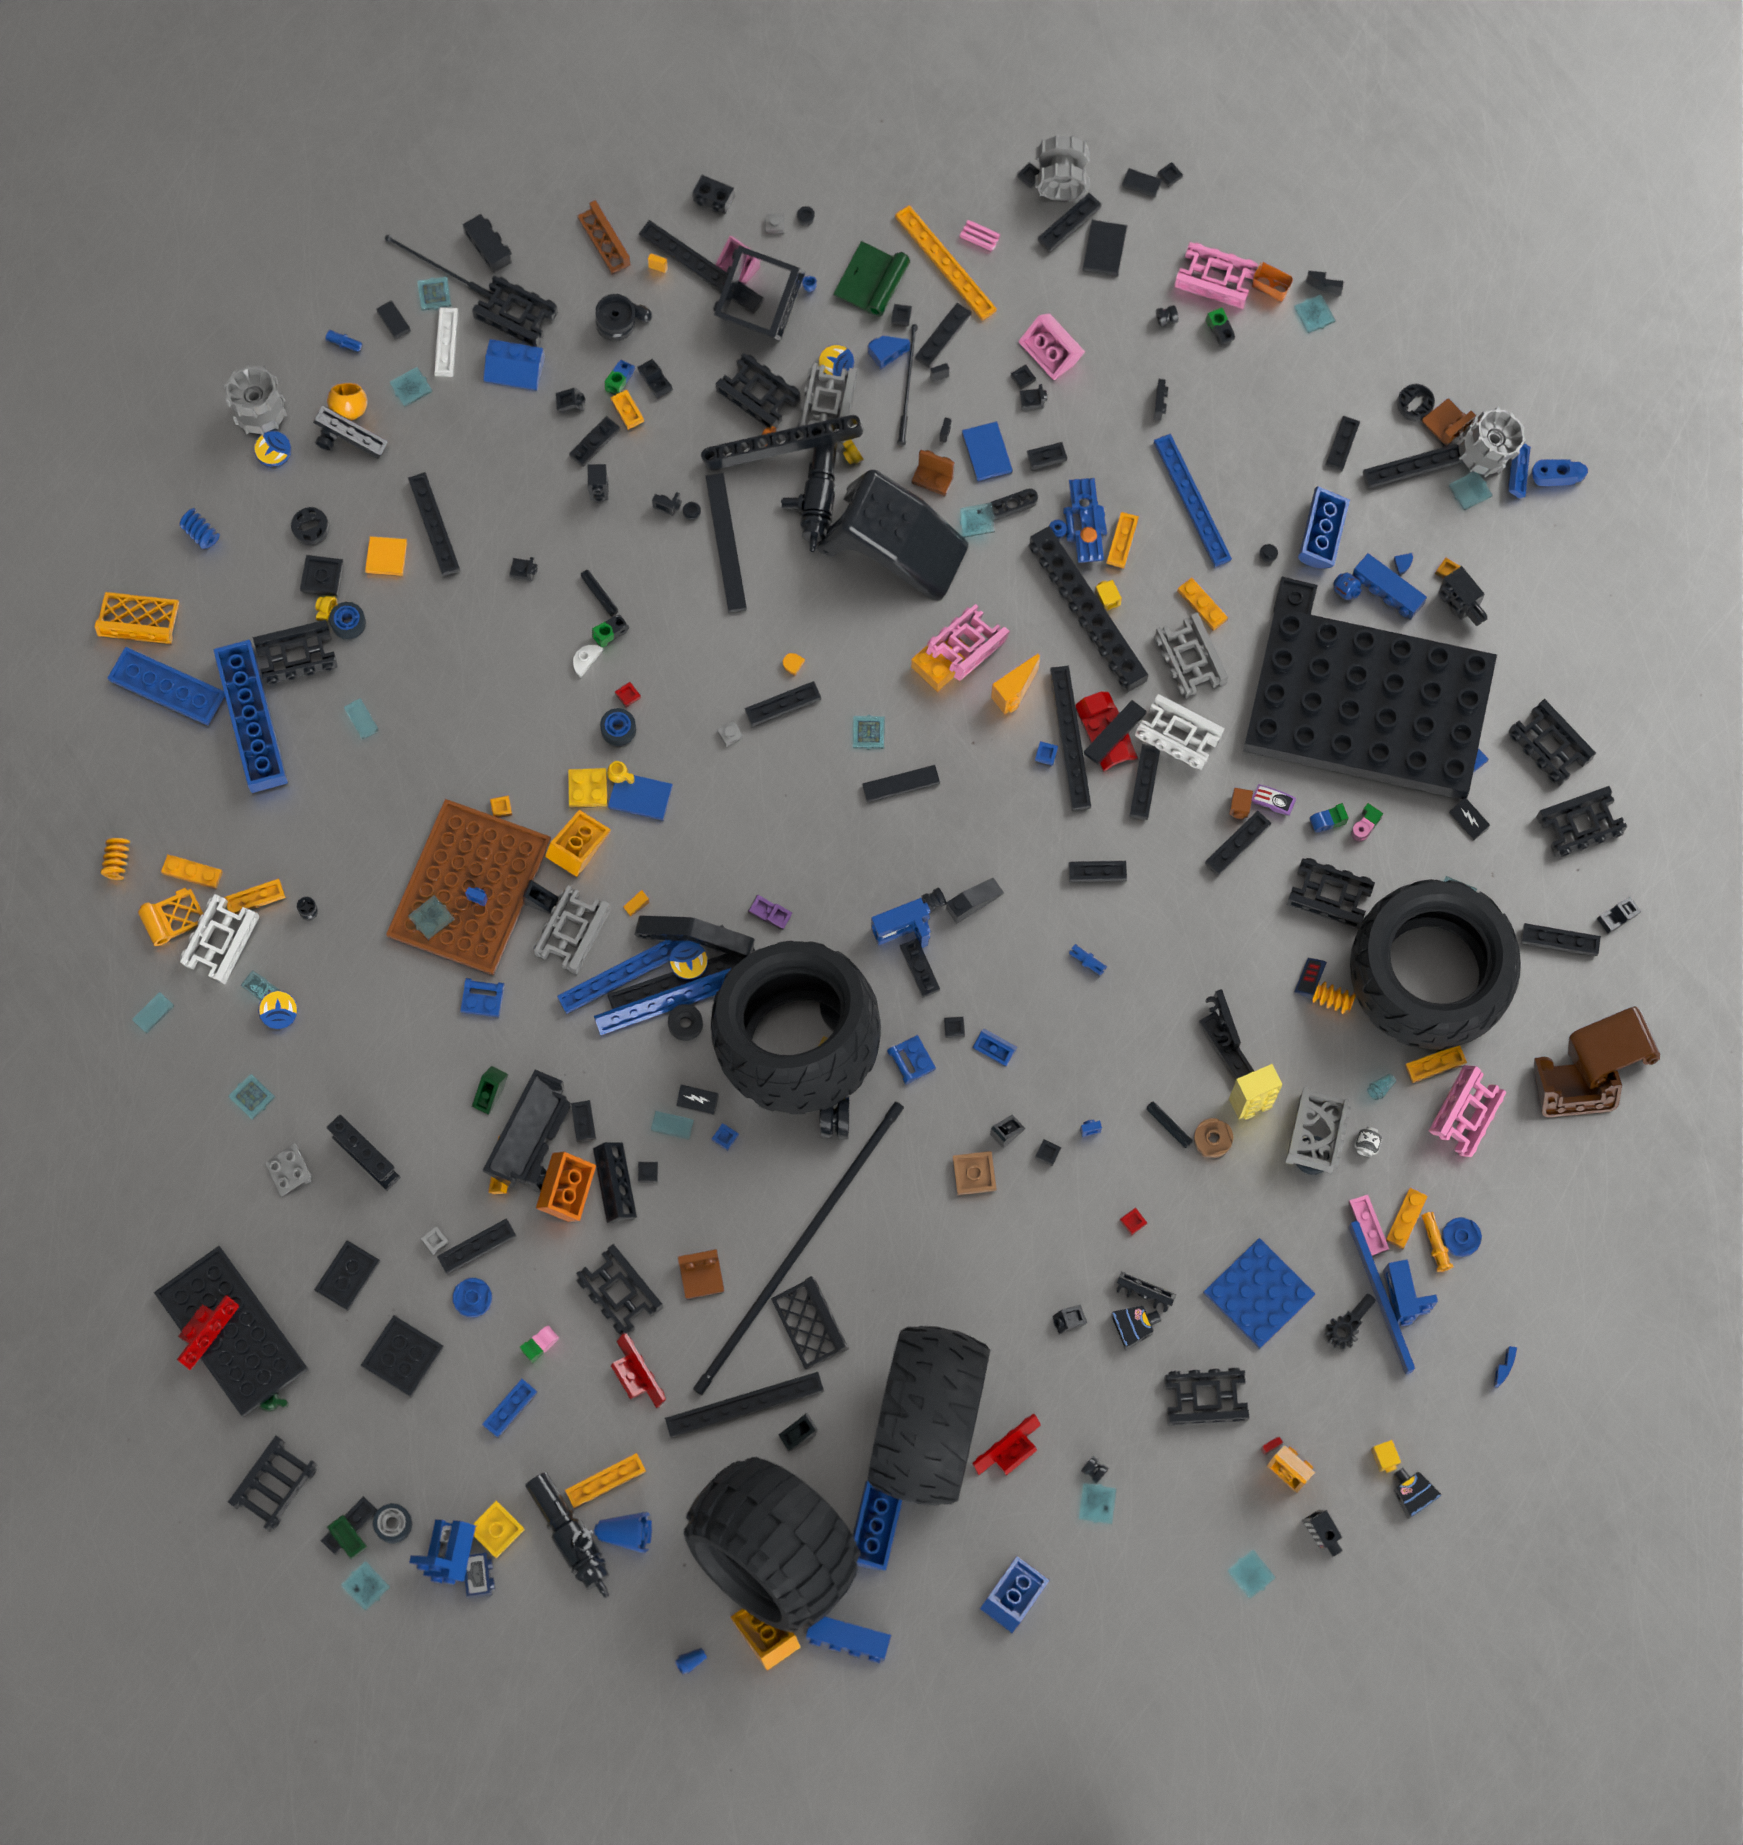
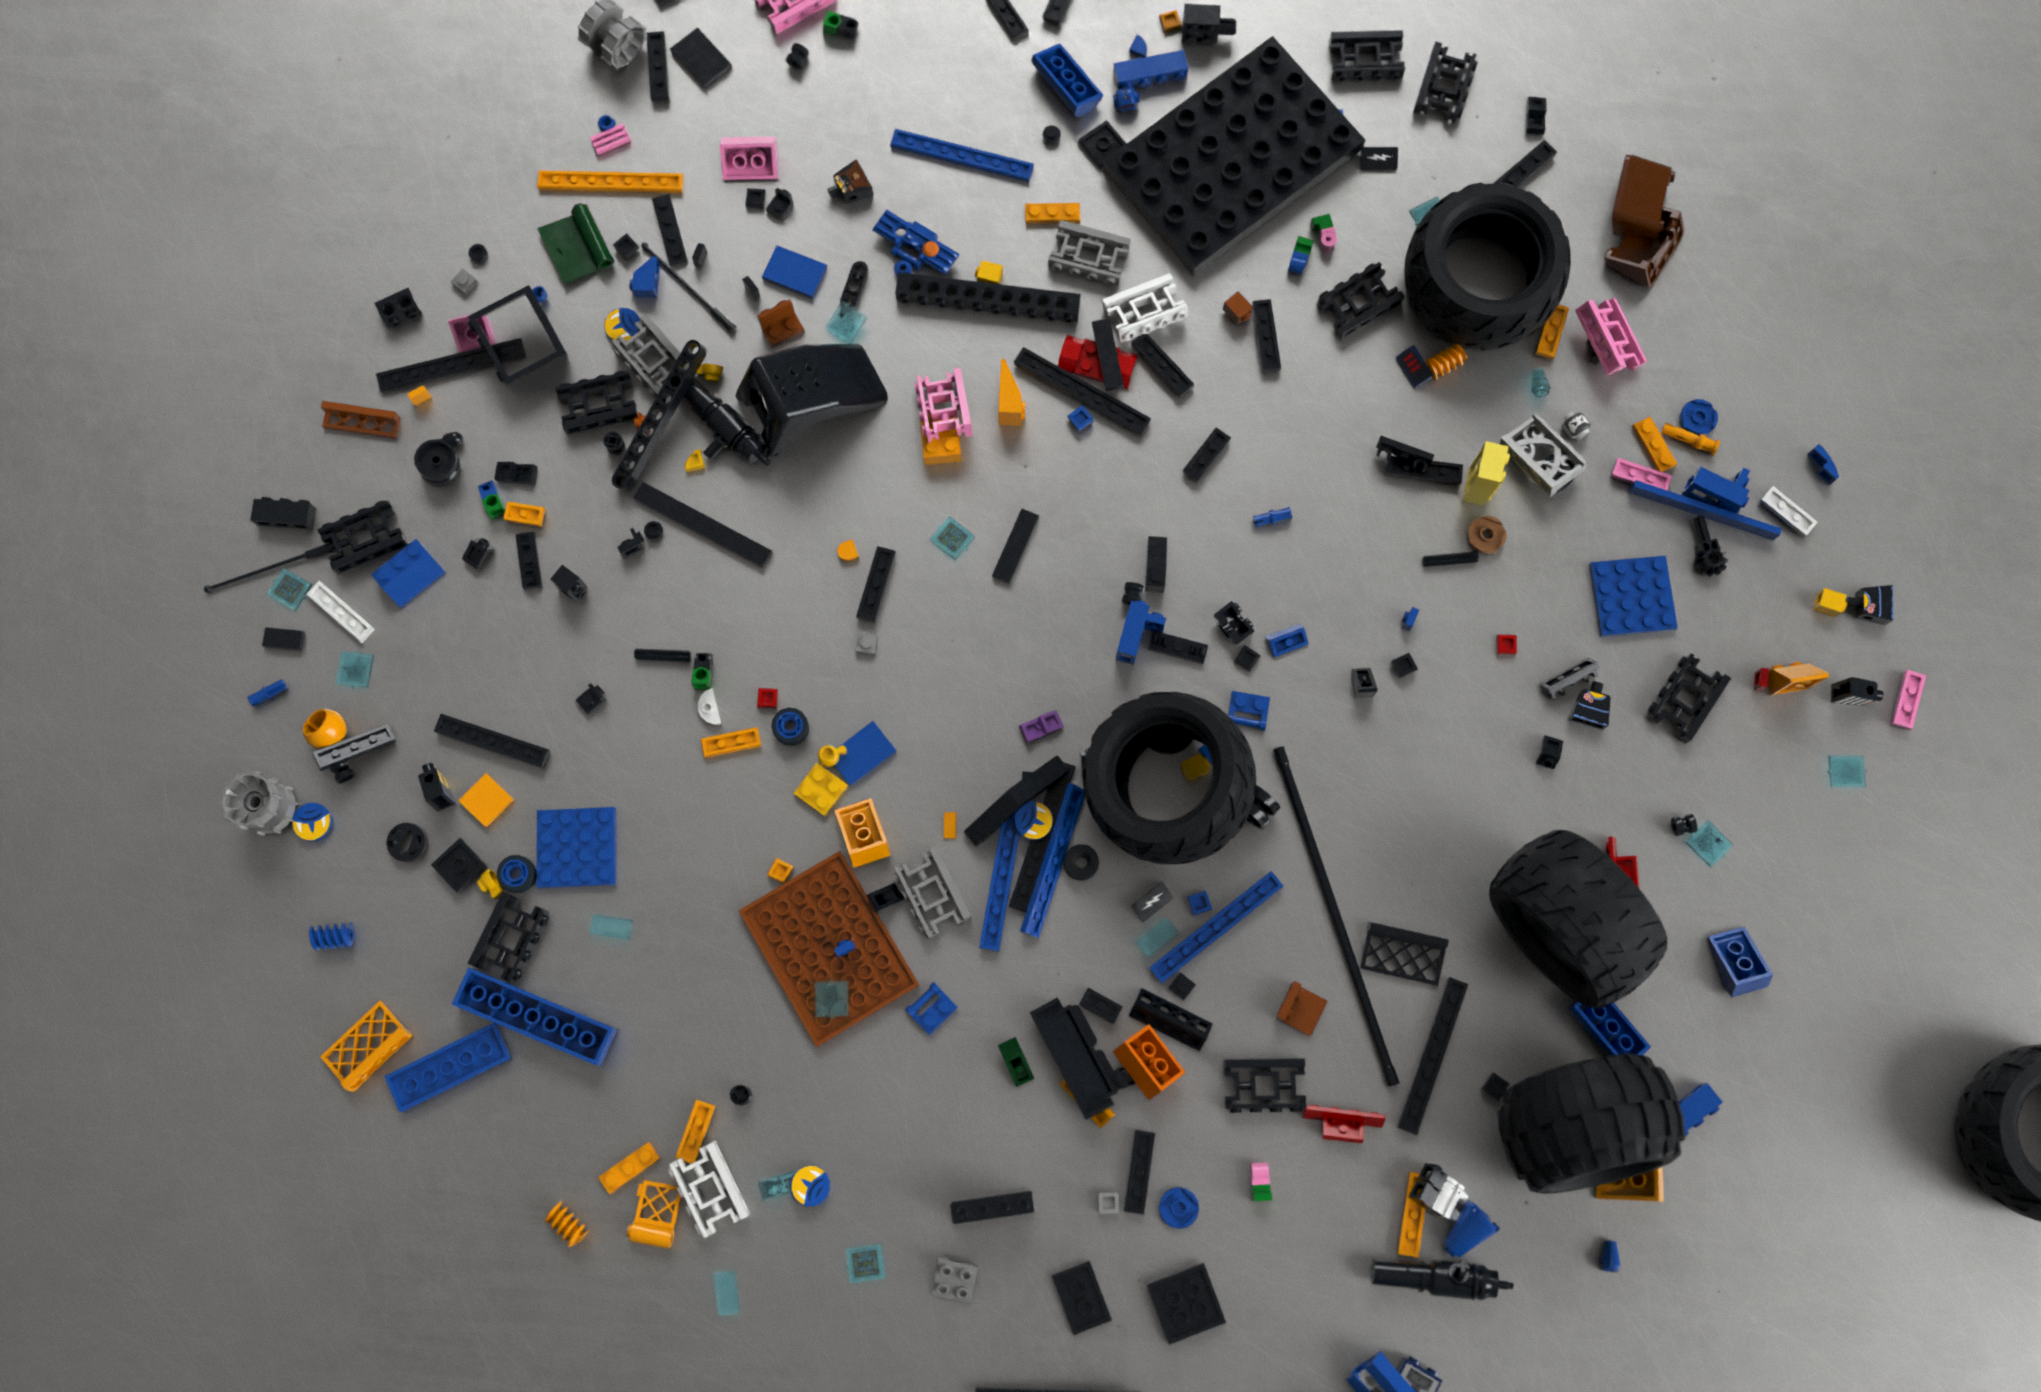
camera: 50 degrees left, 5 degrees up
(365, 512) = (435, 788): none -> black torso
(401, 647) = (576, 847): none -> blue plate
(497, 1529) = (1389, 1334): yellow plate -> none
(509, 1408) = (1296, 1247): blue plate -> none
(571, 694) = (731, 742): none -> light orange tile
(639, 1491) = (1438, 1193): none -> hips
(715, 1162) = (1216, 927): none -> blue plate
(736, 433) = (616, 447): none -> black wheel
(771, 498) = (695, 461): none -> yellow tile
(798, 1432) = (1489, 1030): black slope -> none
(973, 993) = (1232, 623): none -> black cylinder
(974, 1173) = (1378, 733): medium nougat plate -> none
(990, 219) = (606, 119): none -> blue plate
(1028, 174) = (592, 64): black tile -> none
(1046, 455) = (836, 230): black plate -> none
(1094, 436) = (851, 184): none -> torso
(1122, 540) = (953, 229): light orange plate -> none
(1160, 406) = (867, 118): black plate -> none
(1274, 799) = (1253, 282): slope -> none
(1354, 1580) = (1908, 699): none -> bright pink plate
(1438, 1367) = (1788, 511): none -> white plate

